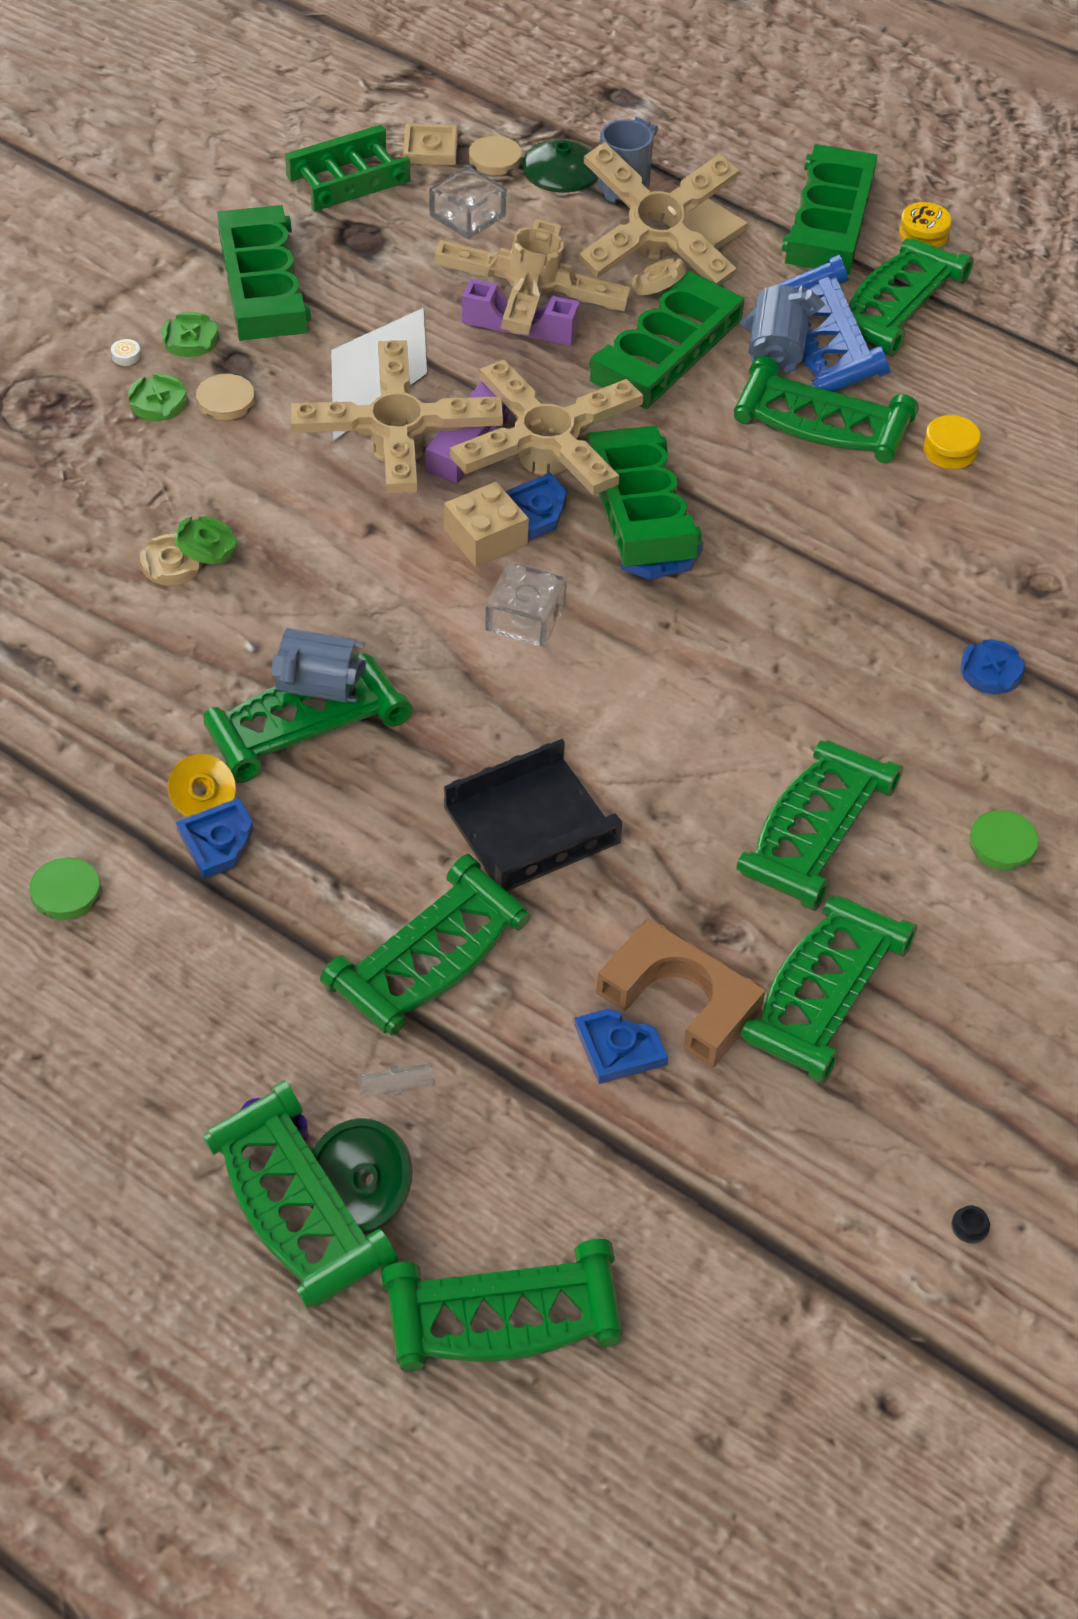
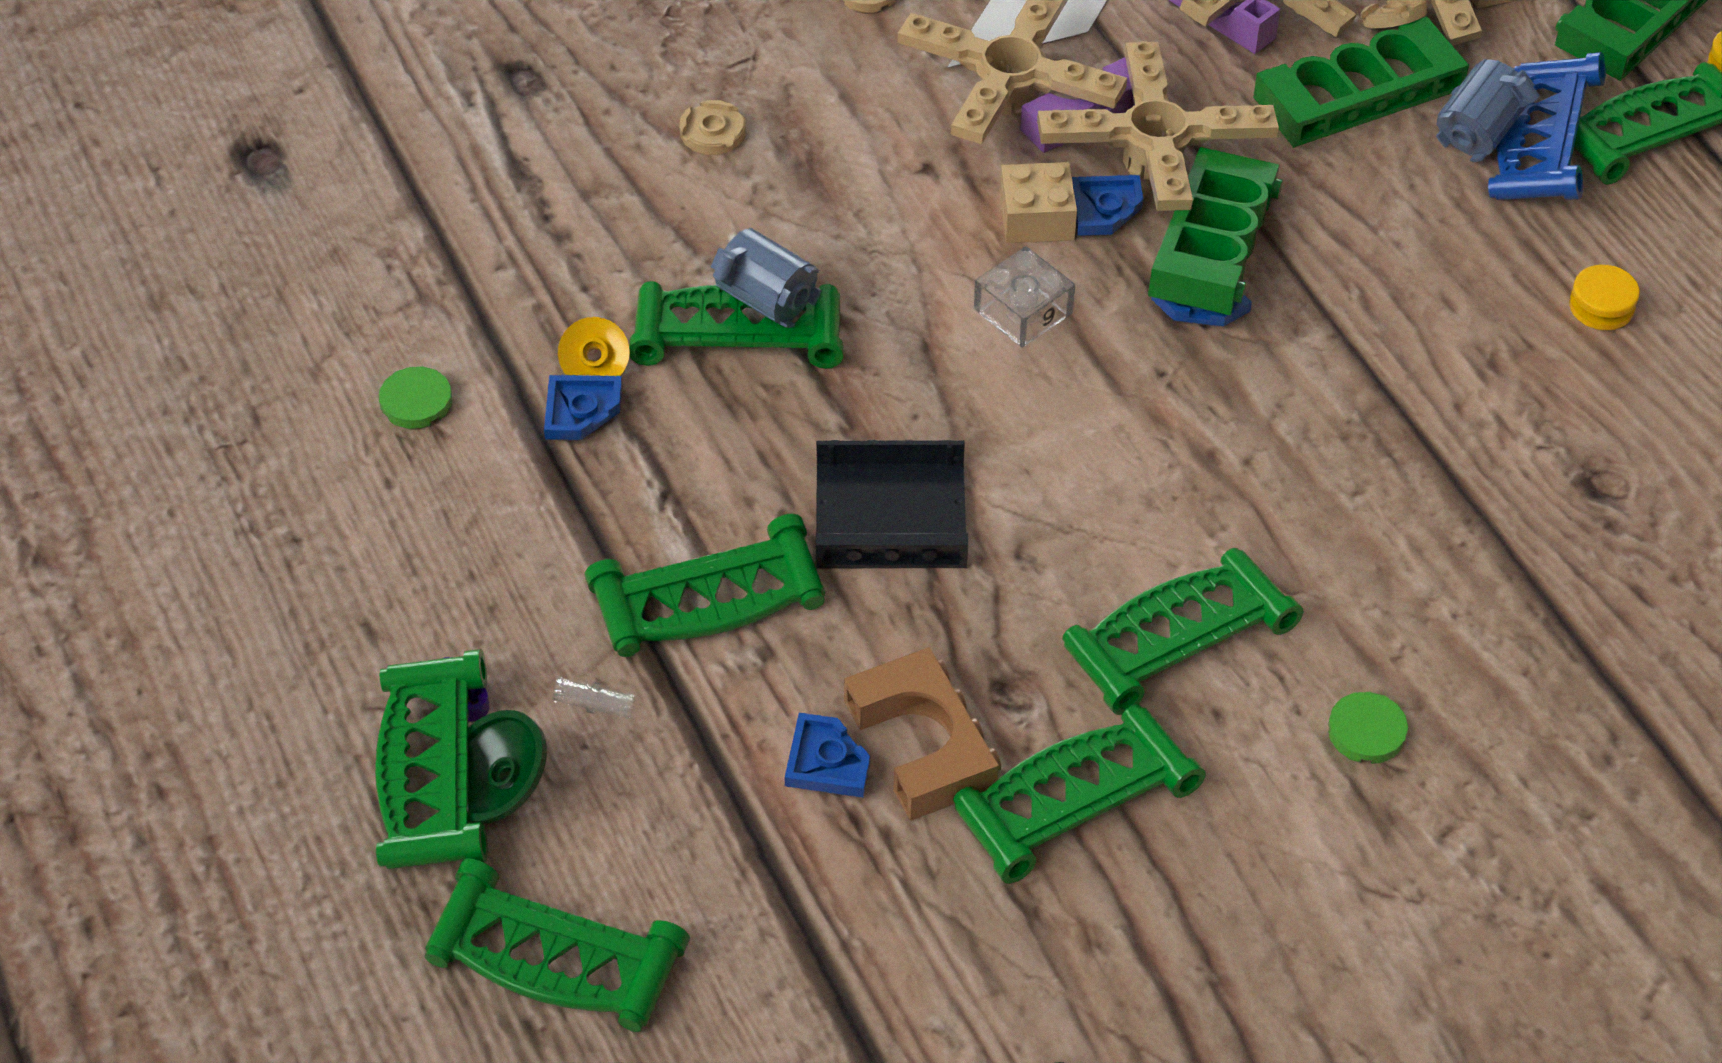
camera: 30 degrees right, 0 degrees up
(206, 540) = (754, 119): bright green tile -> none
(766, 387) = (1437, 166): green piece -> none
(992, 667) = (1484, 548): blue tile -> none

